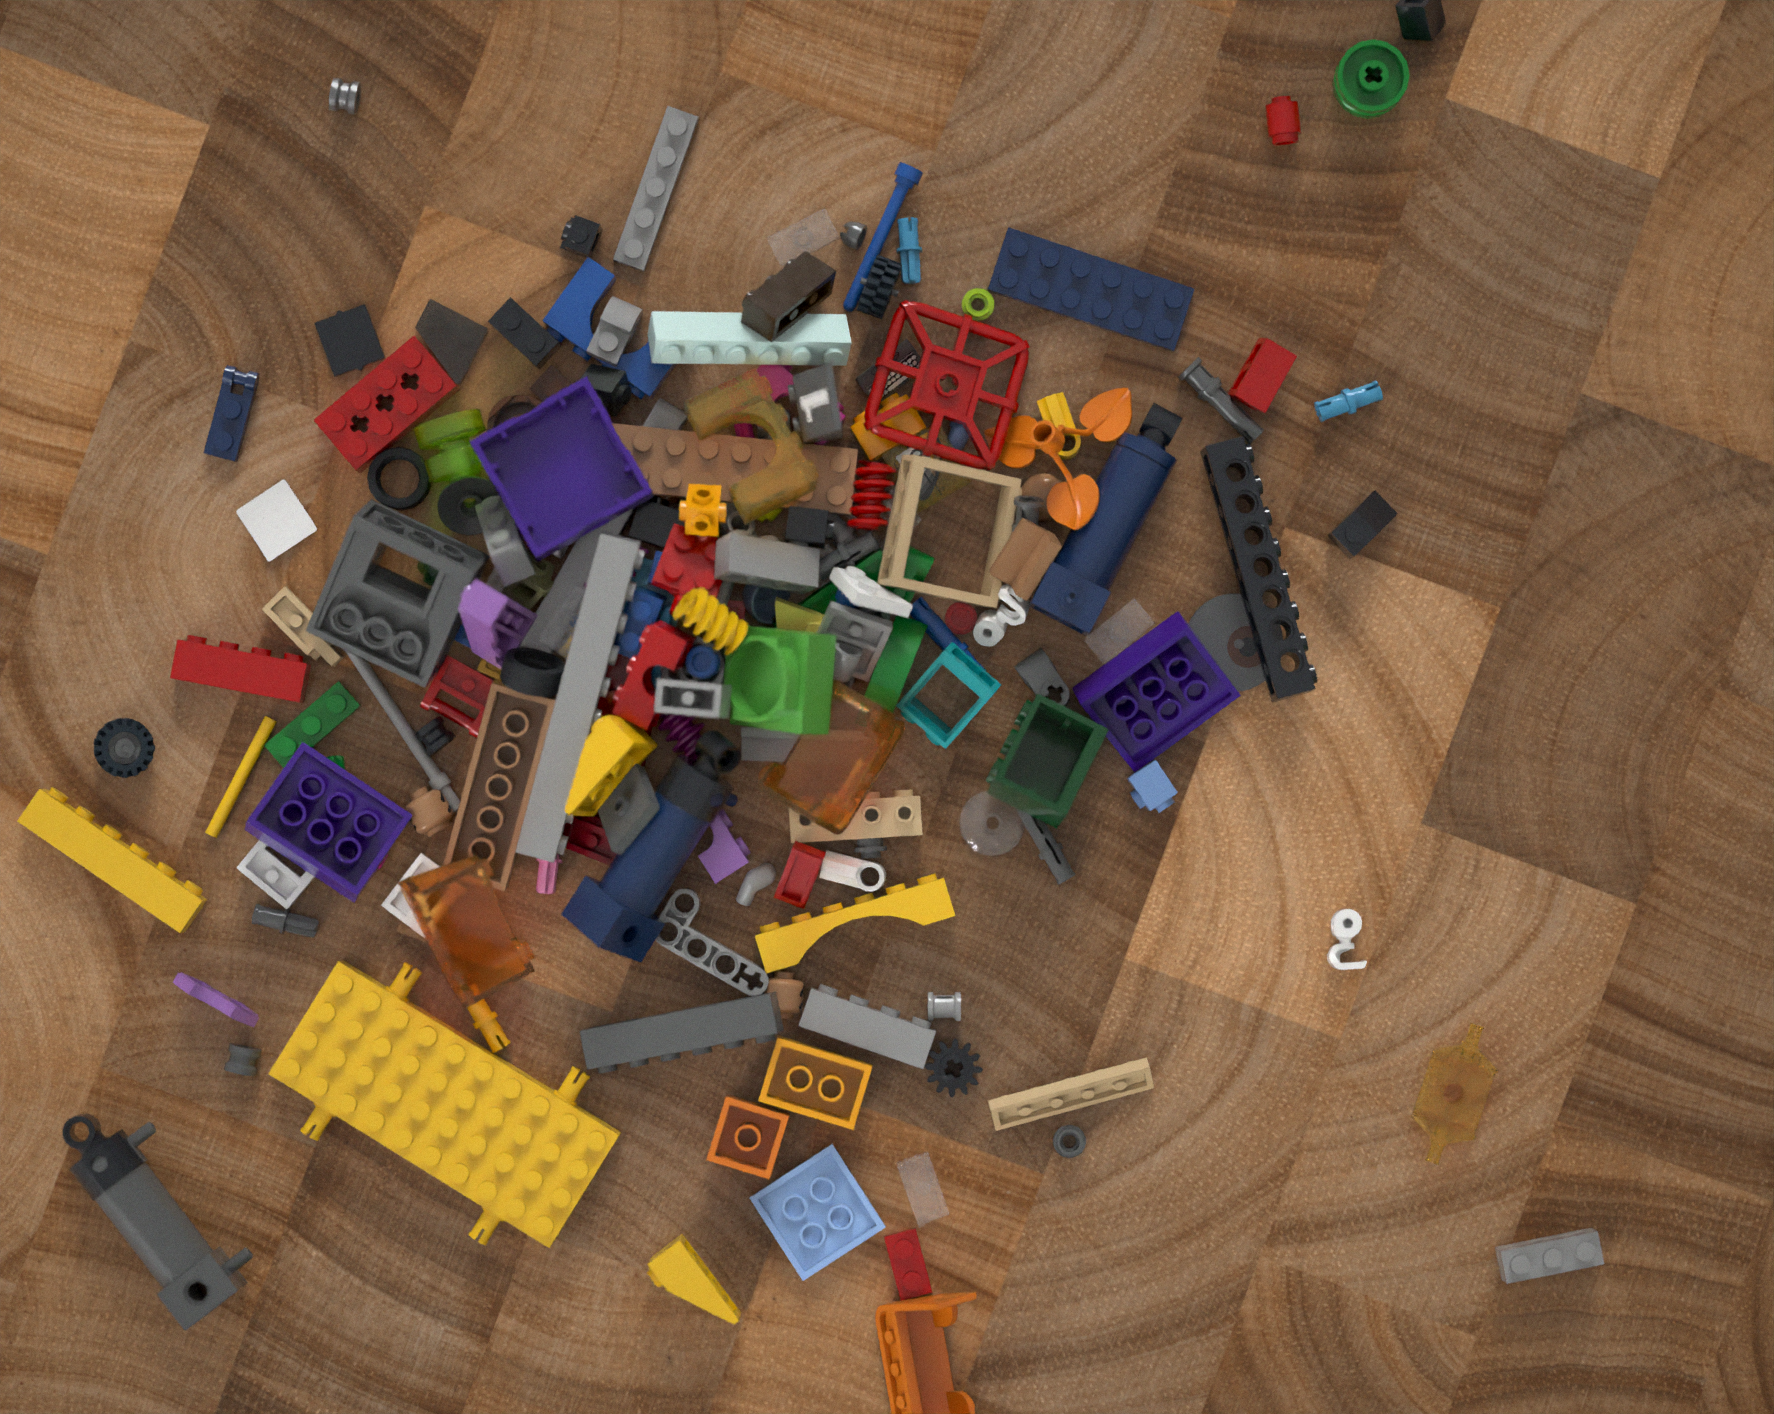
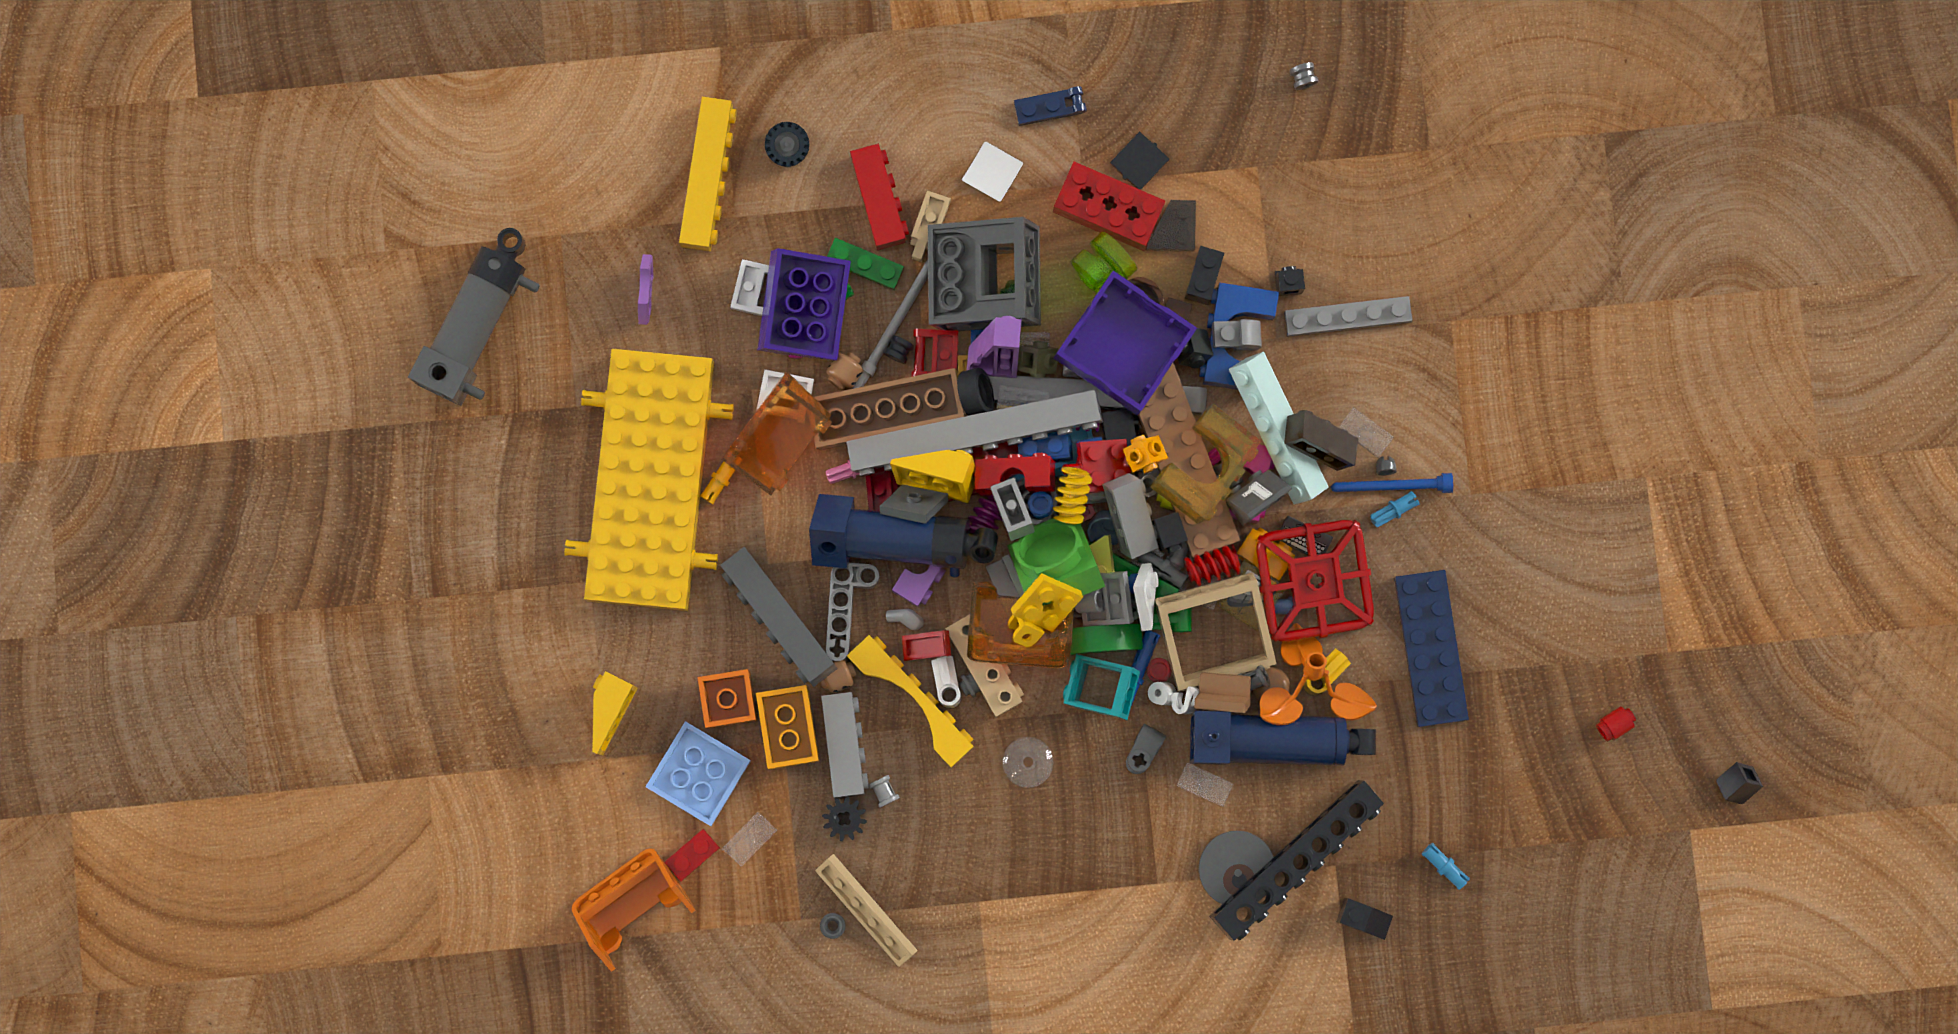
camera: 65 degrees right, 5 degrees down
(240, 776) = (806, 232): yellow bar -> none
(242, 1059) = (612, 327): dark grey wheel -> none
(285, 921) = (721, 310): dark grey axle -> none
(378, 465) = (1062, 220): black tyre -> none
(457, 513) = (1059, 299): dark grey dish -> none
(504, 541) = (1055, 329): light grey arch -> none
(831, 734) = (1035, 616): none -> yellow plate
(879, 287) = (1359, 500): black wheel -> none
(982, 294) = (1389, 575): lime plate -> none
(1045, 760) = (1090, 775): dark green container -> none
(1048, 847) = (1035, 802): dark grey pin -> none
(1152, 788) = (1107, 861): medium blue brick -> none
(1156, 691) = (1175, 831): dark purple slope -> none
(1211, 390) = (1404, 765): dark grey pin -> none
(1262, 375) = (1432, 796): red hinge -> none
(1372, 59) = (1691, 765): green wheel -> none

